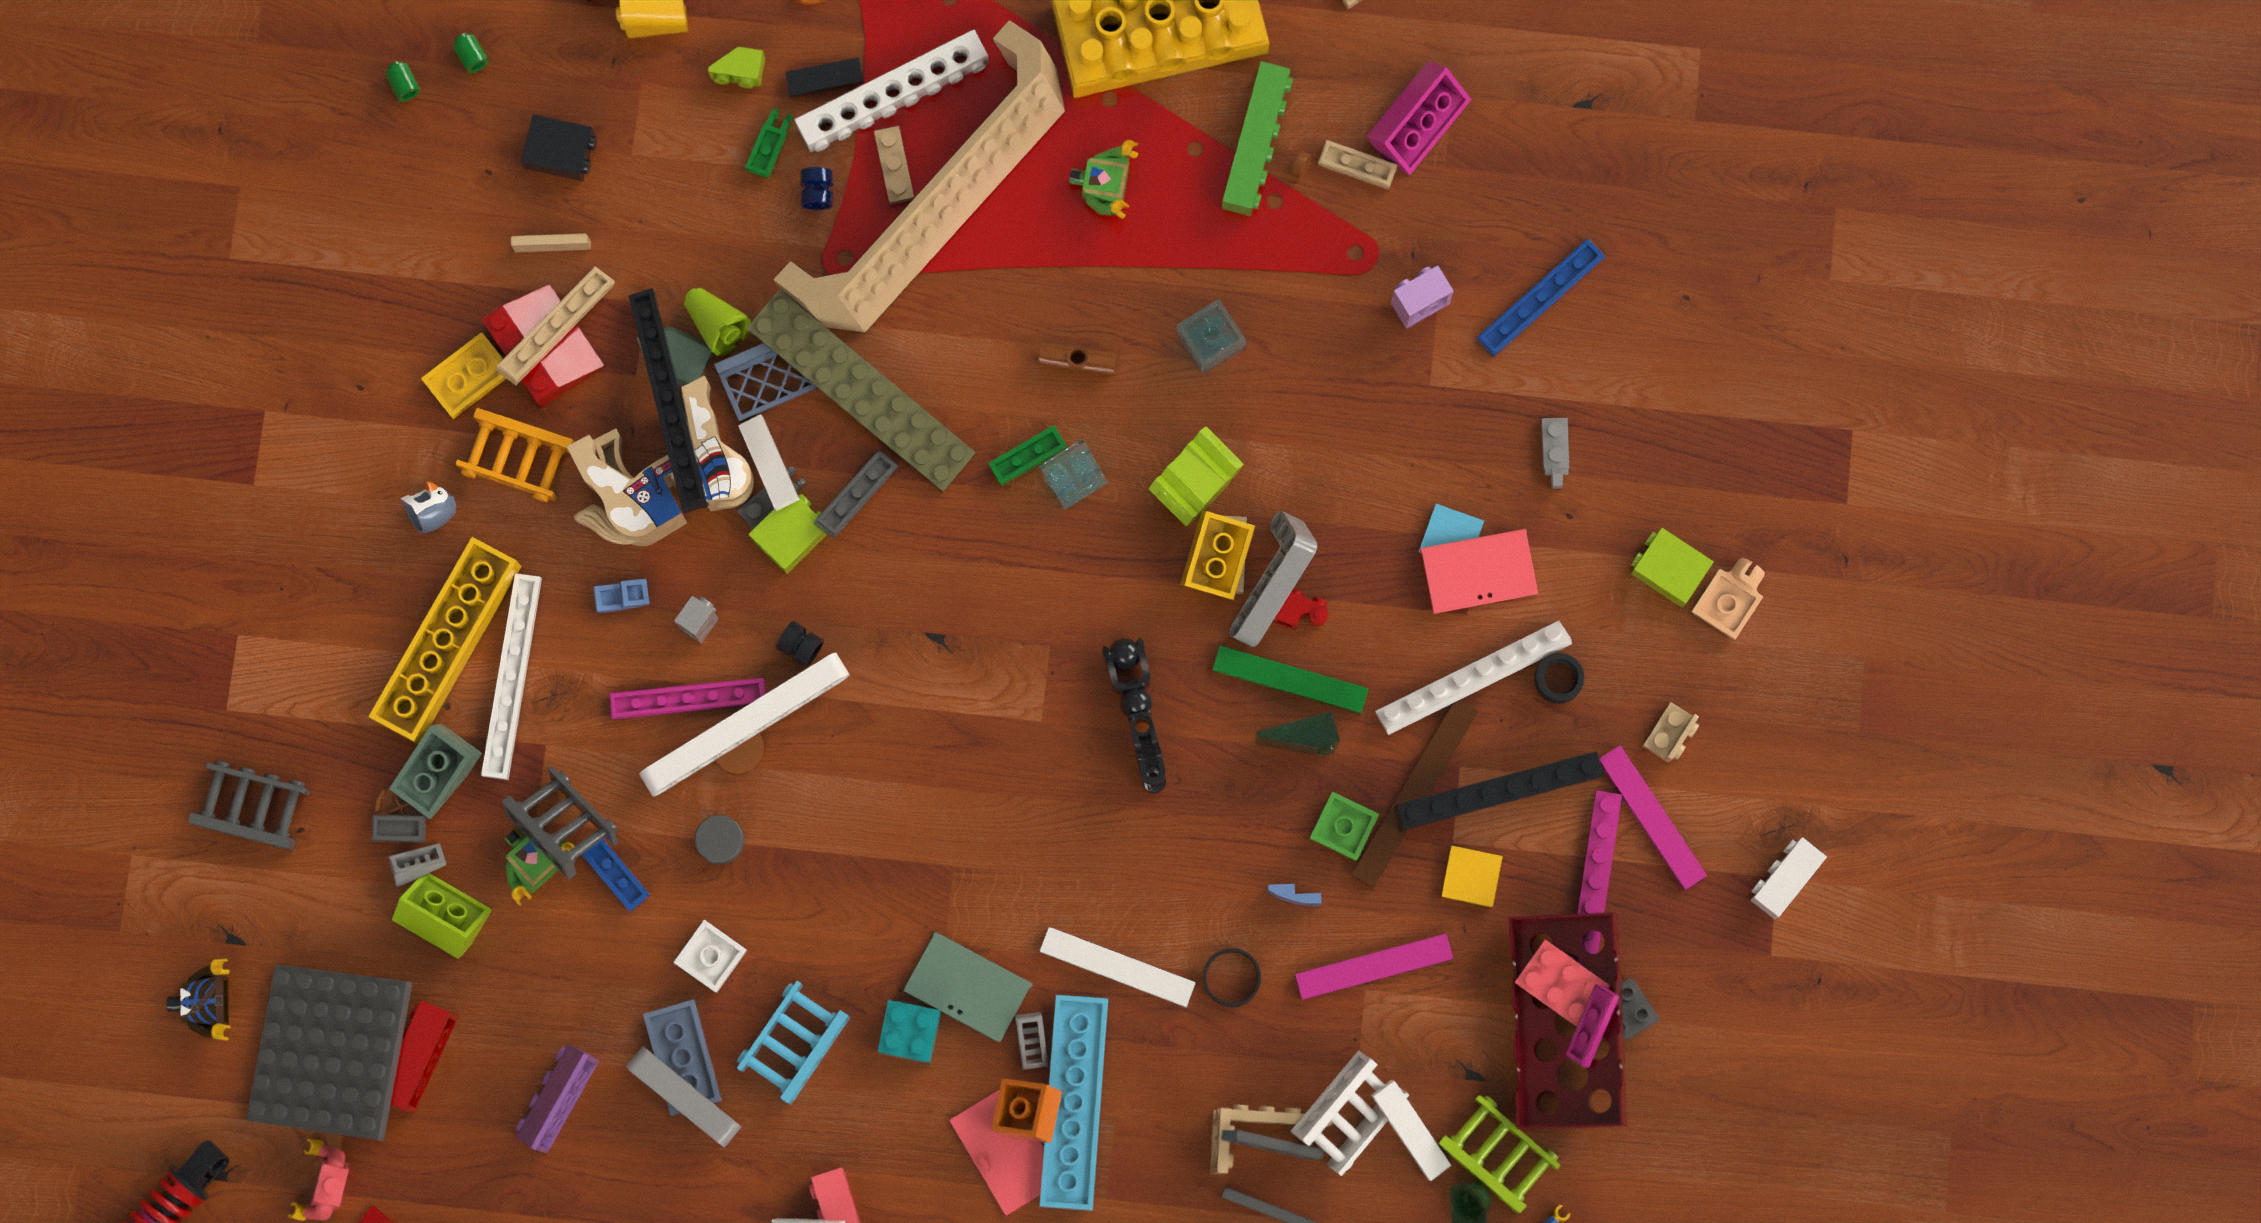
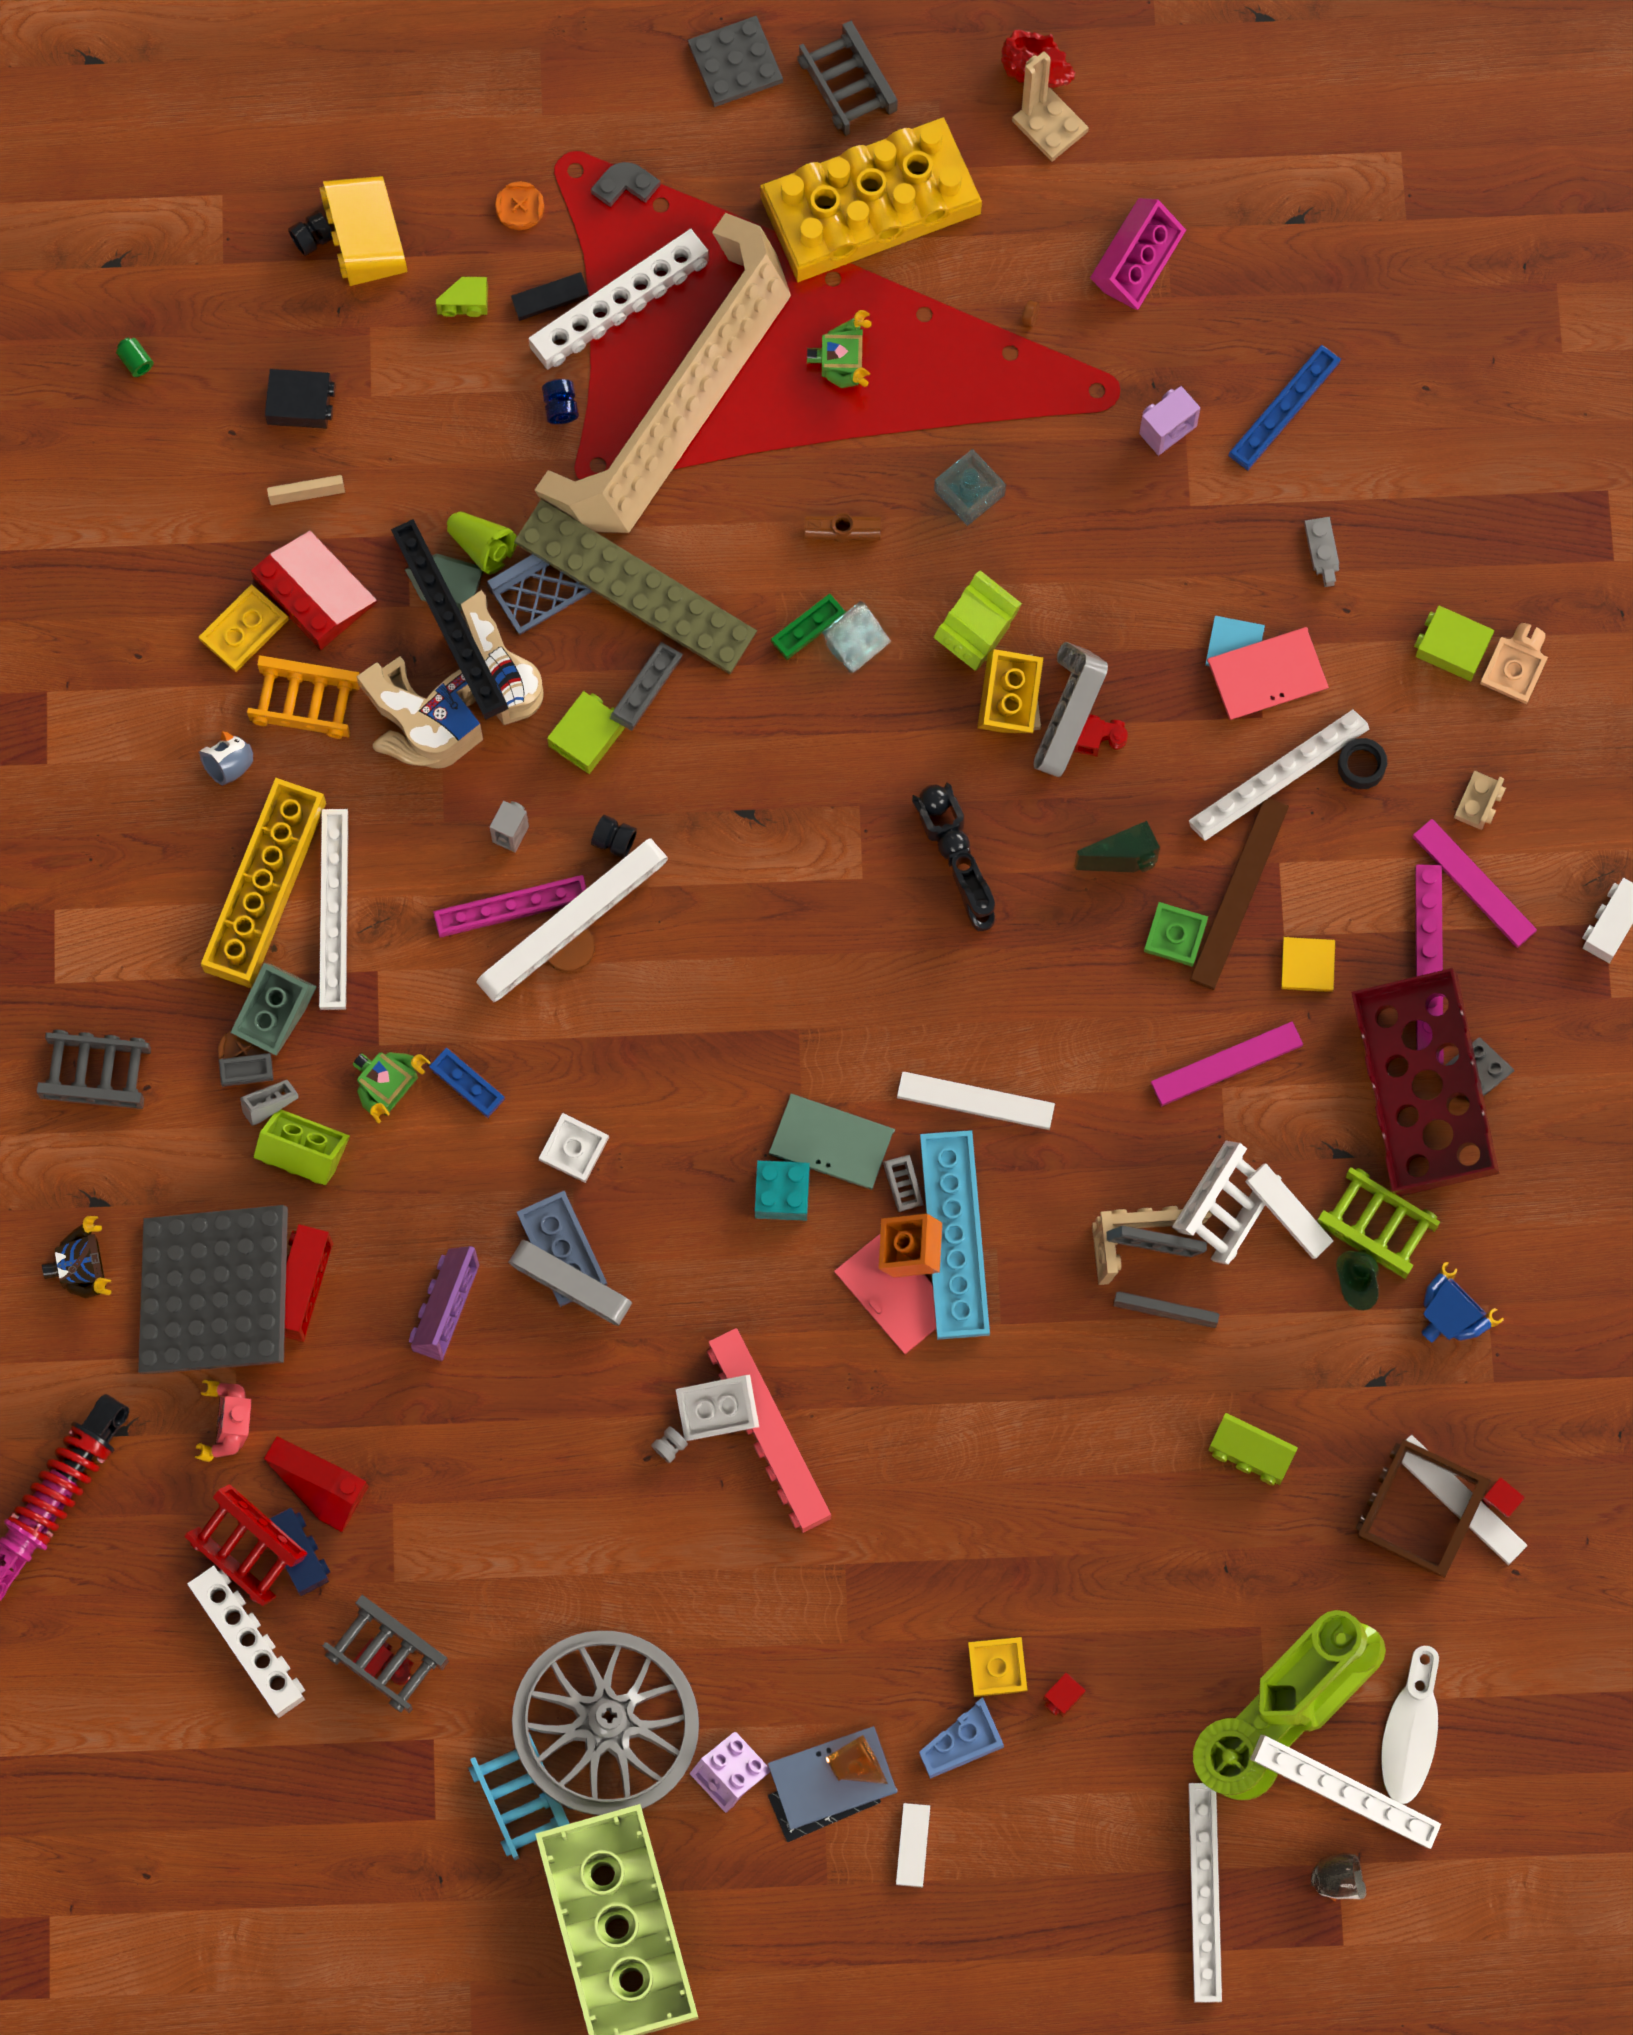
camera: 10 degrees left, 5 degrees down
(470, 53) = (197, 320): green brick -> none
(549, 844) = (401, 1058): dark grey fence -> none
(555, 325) = (324, 566): tan tile -> none
(621, 596) = (429, 818): medium blue slope -> none
(719, 839) = (564, 1035): dark grey head -> none
(761, 506) = (561, 701): dark grey hinge -> none
(768, 145) = (505, 368): green hinge -> none
(768, 462) = (555, 667): white tile -> none
(804, 1065) = (684, 1238): medium azure fence -> none
(894, 165) = (632, 370): tan plate -> none
(1234, 950) = (1098, 1069): black tyre -> none
(1256, 139) = (983, 294): bright green brick -> none
(1287, 893) = (1130, 1005): medium blue slope -> none
(1290, 679) = (1100, 803): green tile -> none
(1357, 164) = (1085, 306): tan tile -> none
(1498, 791) = (1321, 877): black brick -> none
(1559, 982) = (1413, 1047): coral plate -> none
(1592, 1025) = (1449, 1080): dark pink tile -> none

